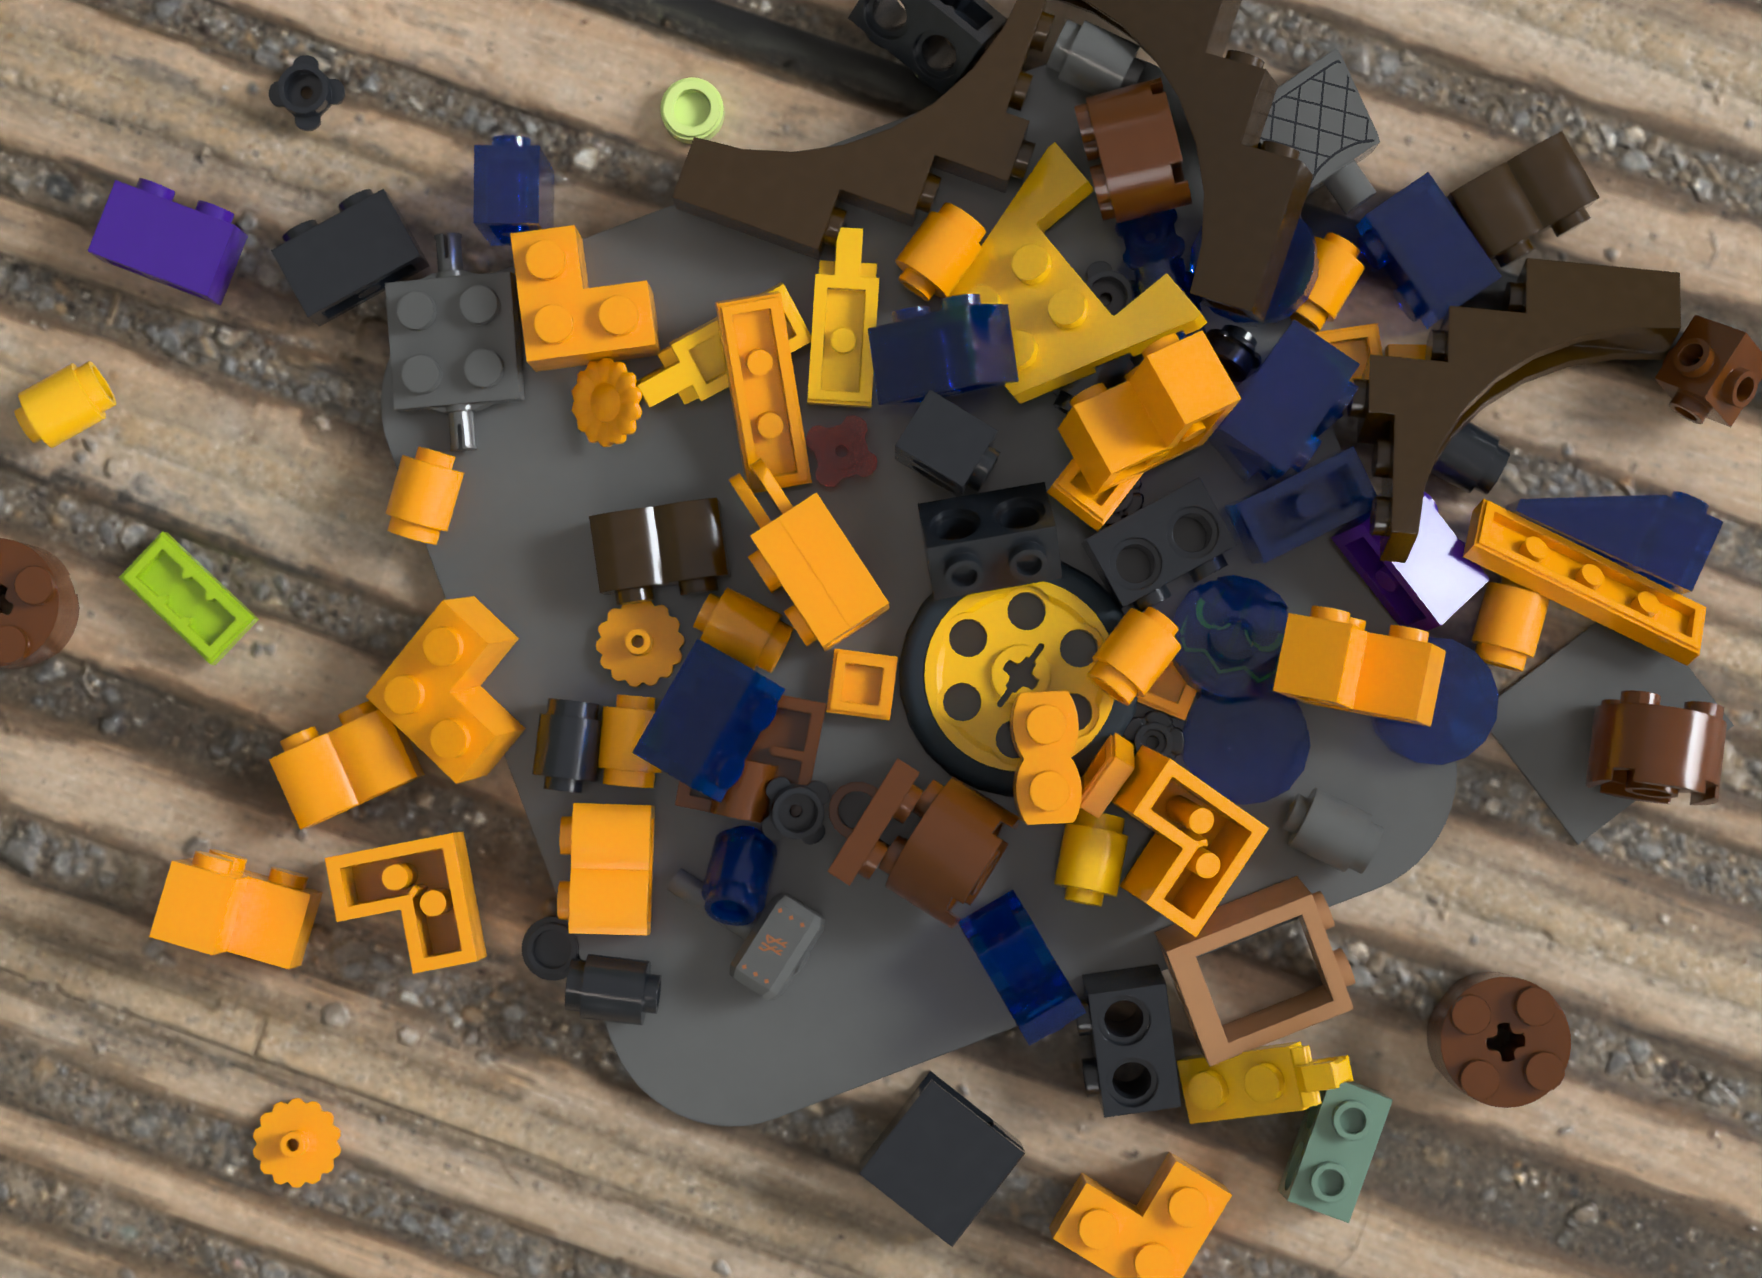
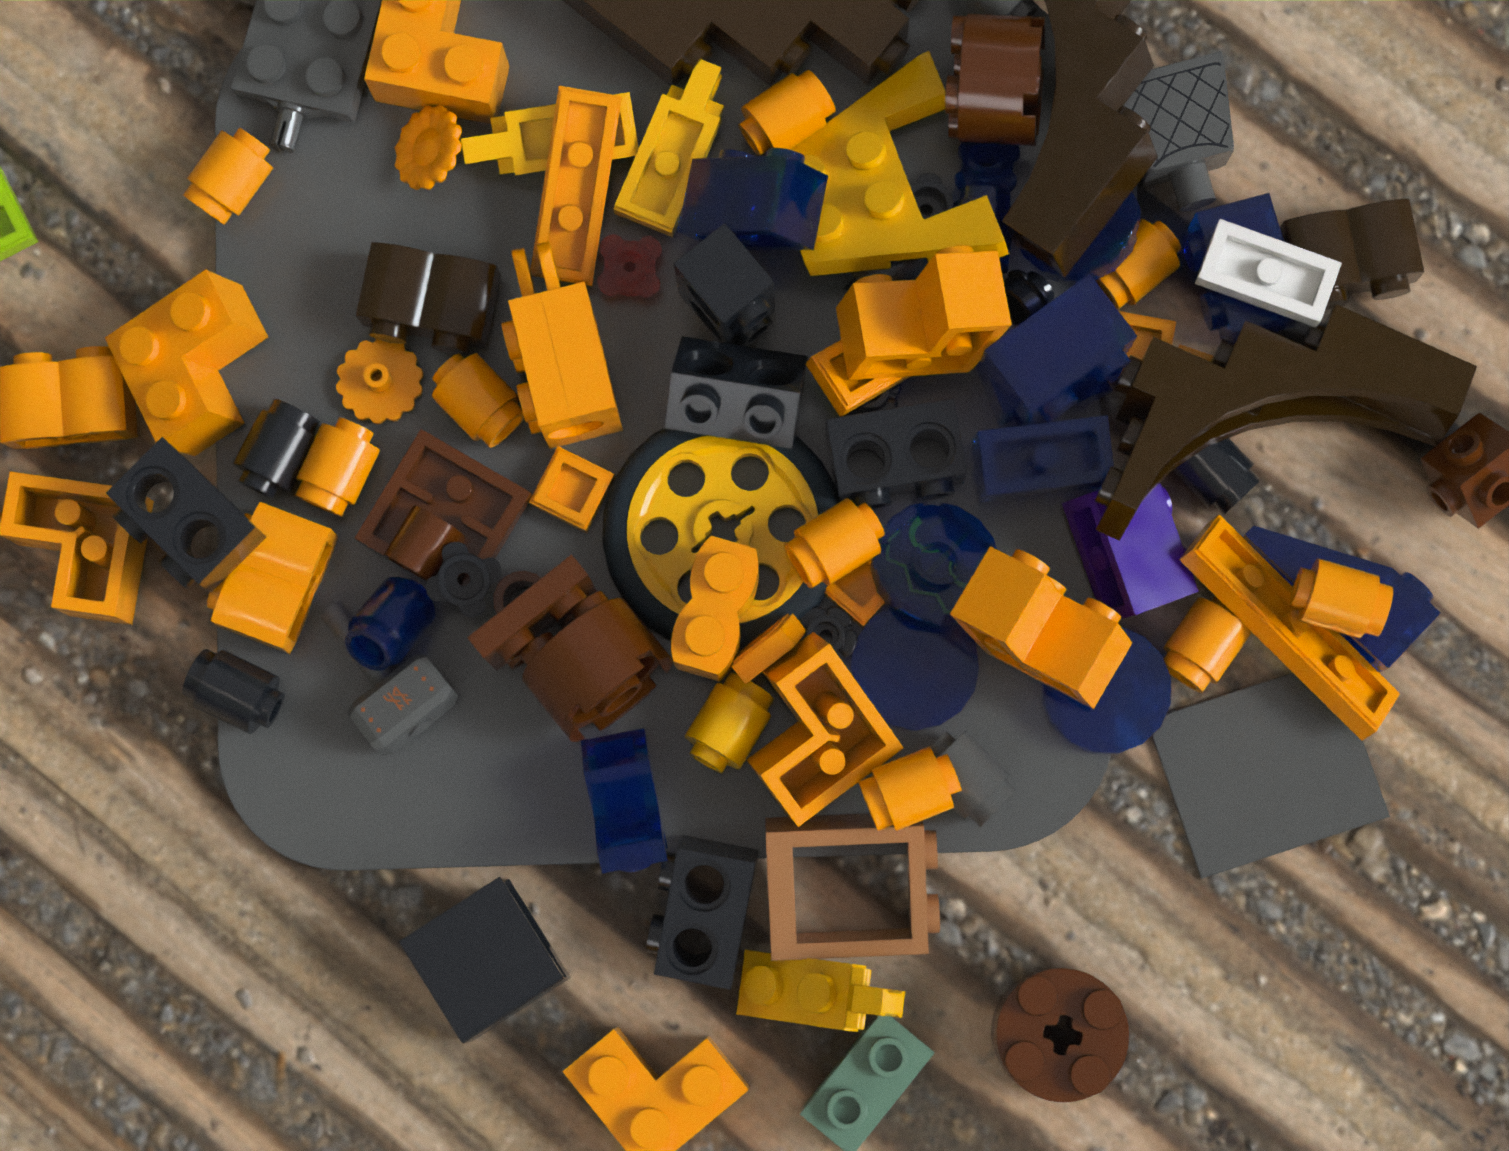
camera: 20 degrees right, 5 degrees down
(518, 831) = (193, 507): none -> black brick
(549, 948) = (191, 633): black plate -> none
(709, 721) = (411, 464): clear blue brick -> none
(1289, 866) = (910, 789): none -> light orange brick
(1456, 253) = (1268, 273): none -> white plate
(1630, 544) = (1341, 599): none -> light orange brick
(1657, 749) = (1304, 806): reddish brown brick -> none

